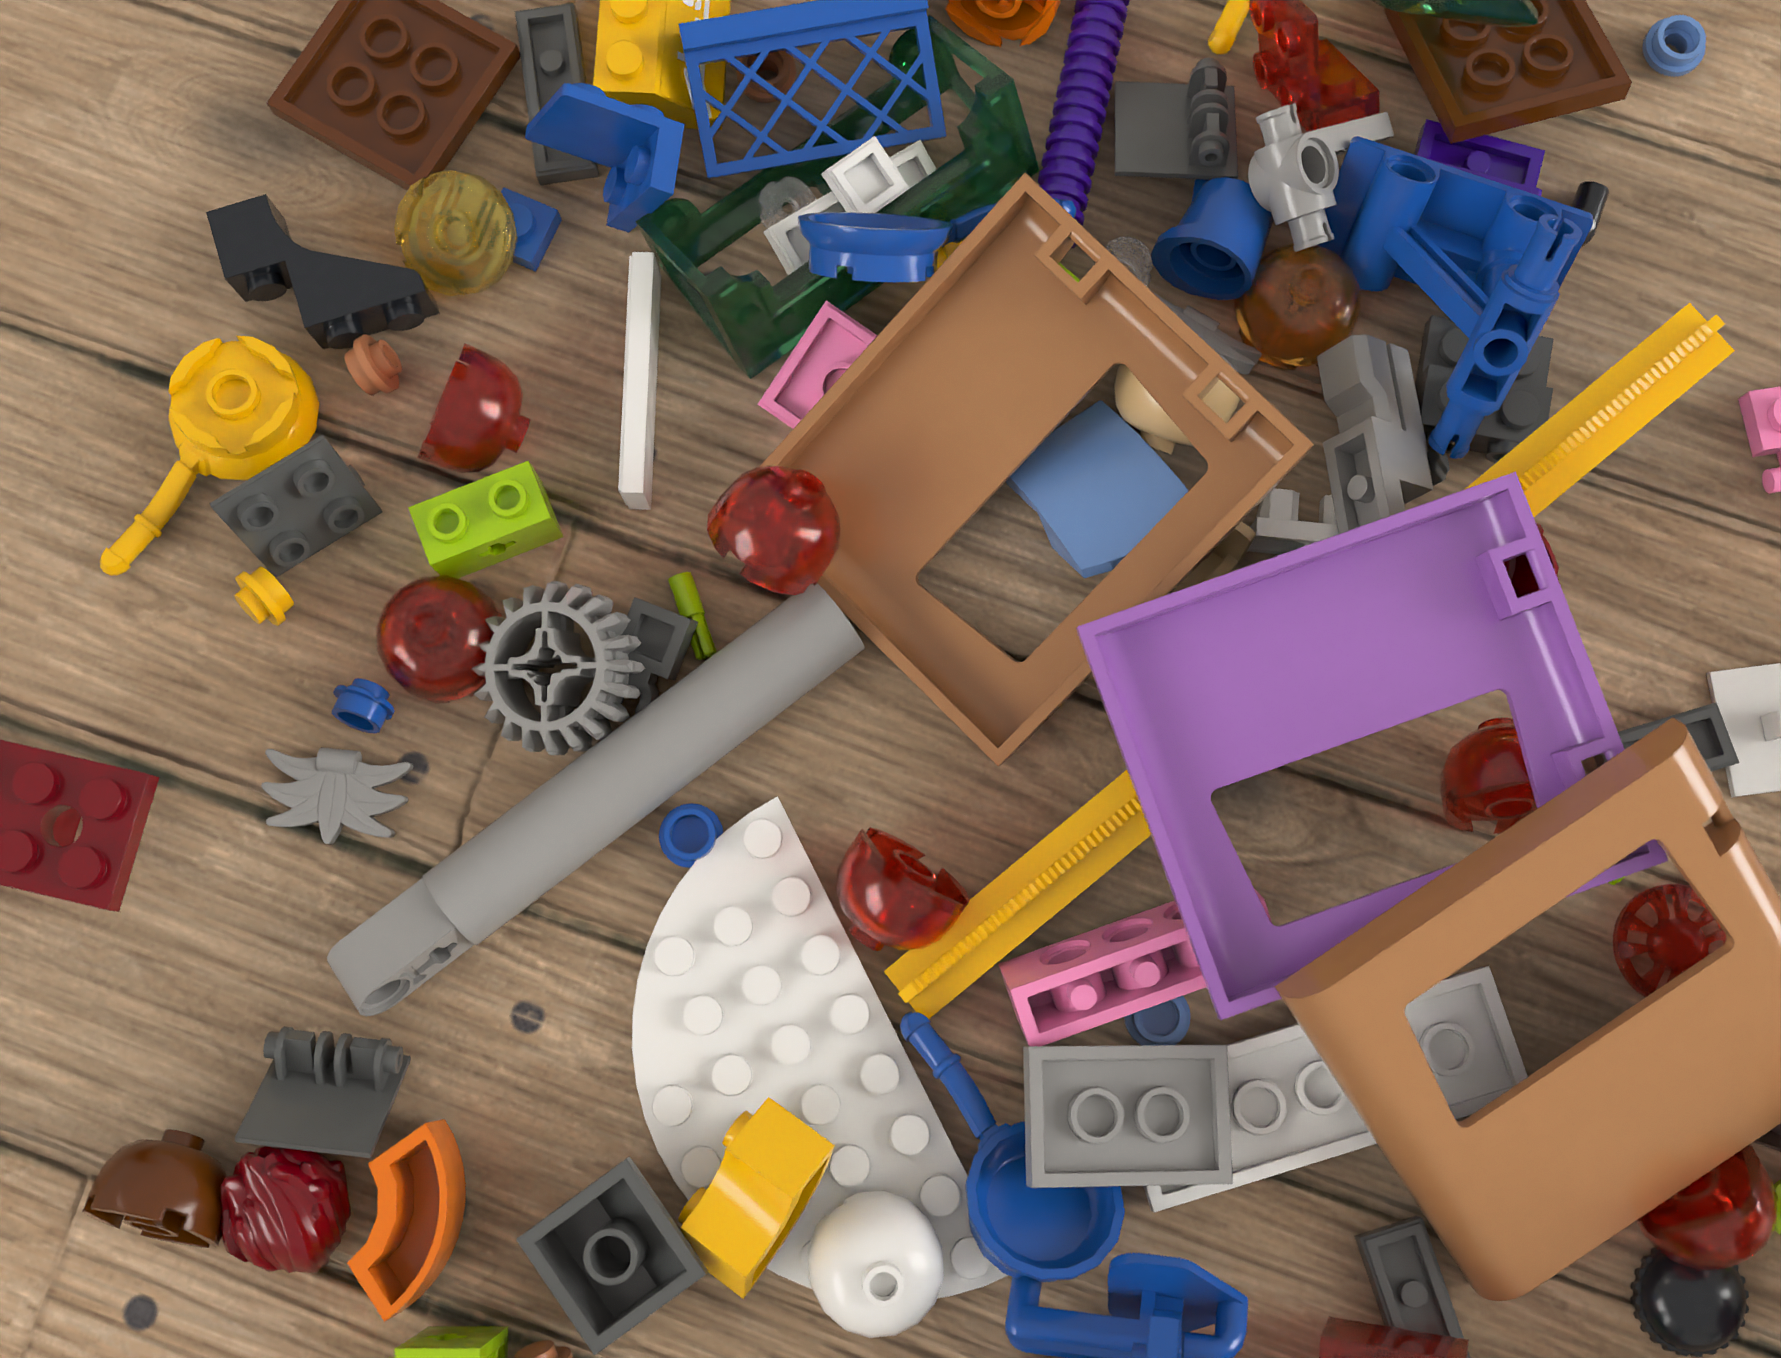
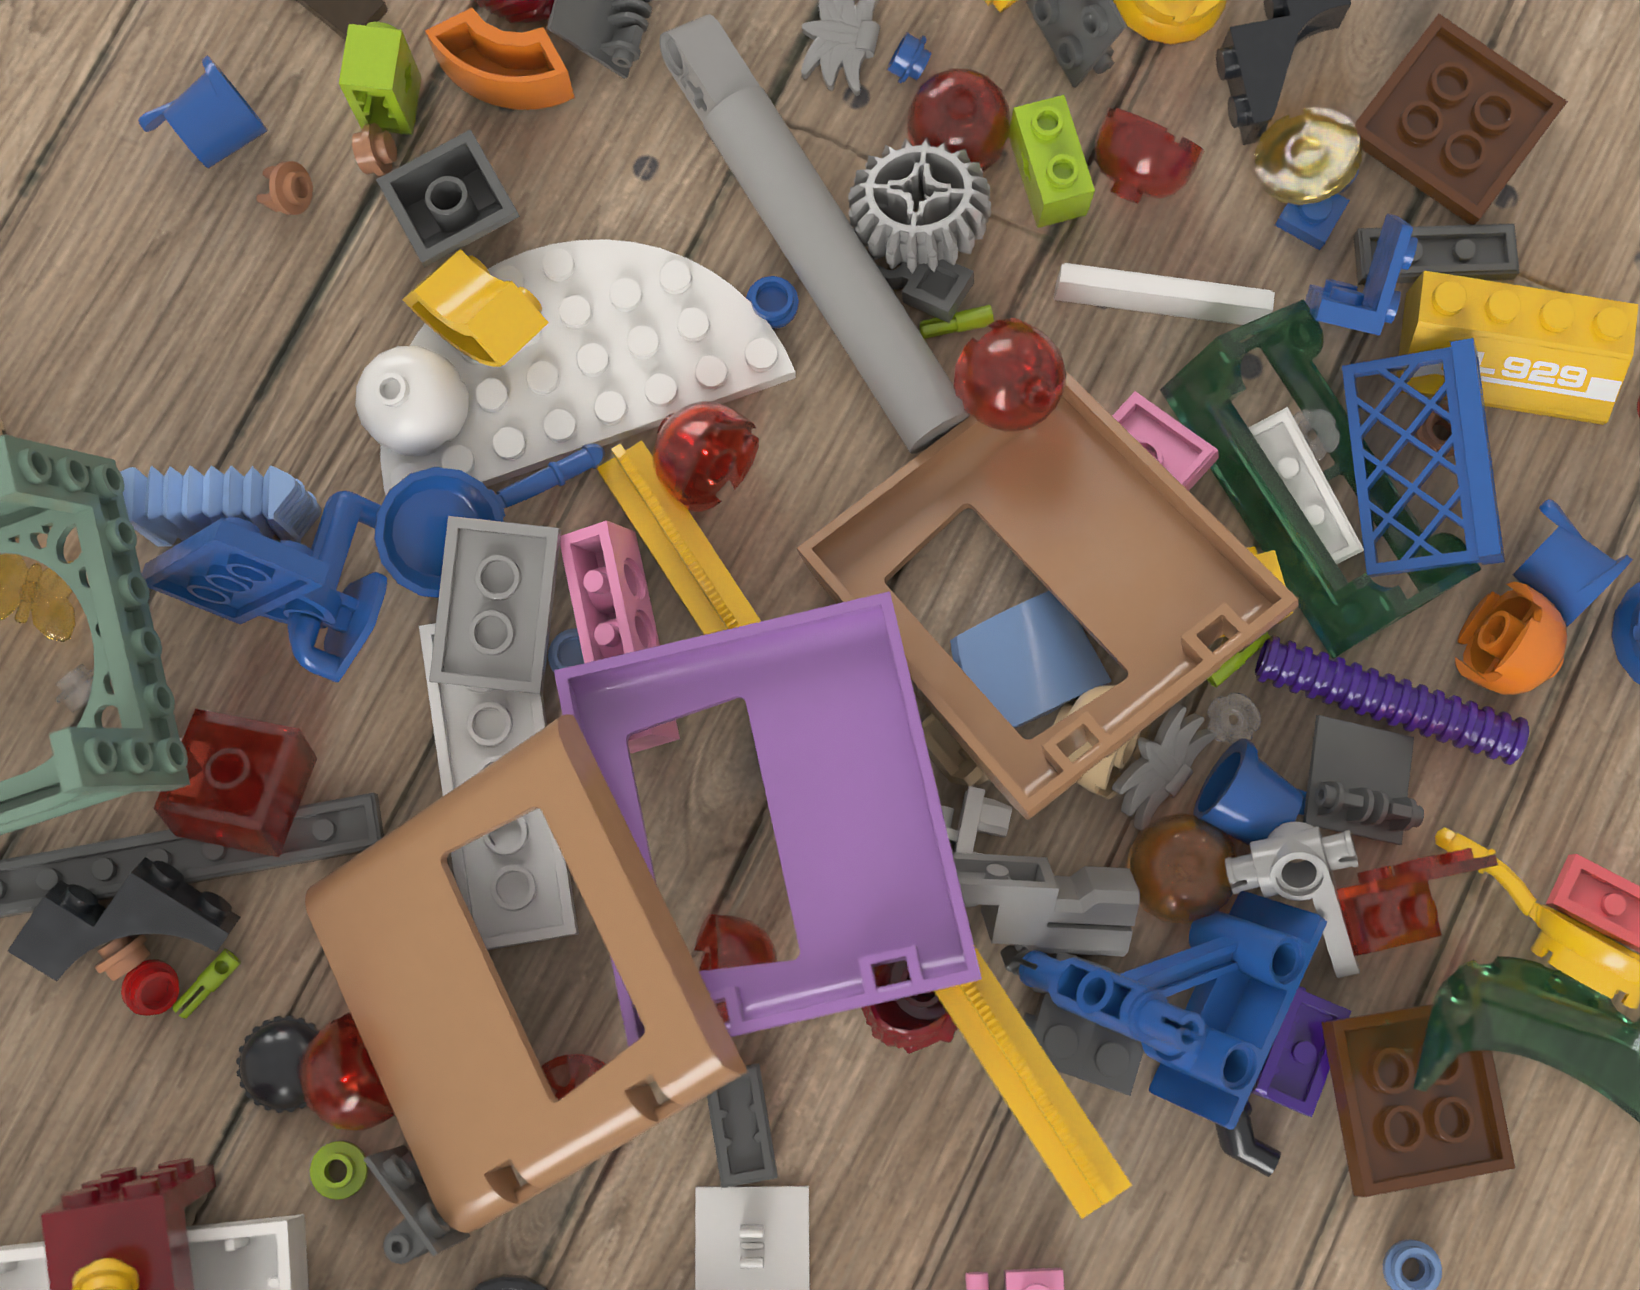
camera: 95 degrees right, 0 degrees up
(373, 365) = (1197, 84): nougat plate -> none
(865, 179) = (1324, 493): white tile -> none
(886, 245) = (1255, 492): blue piece -> none

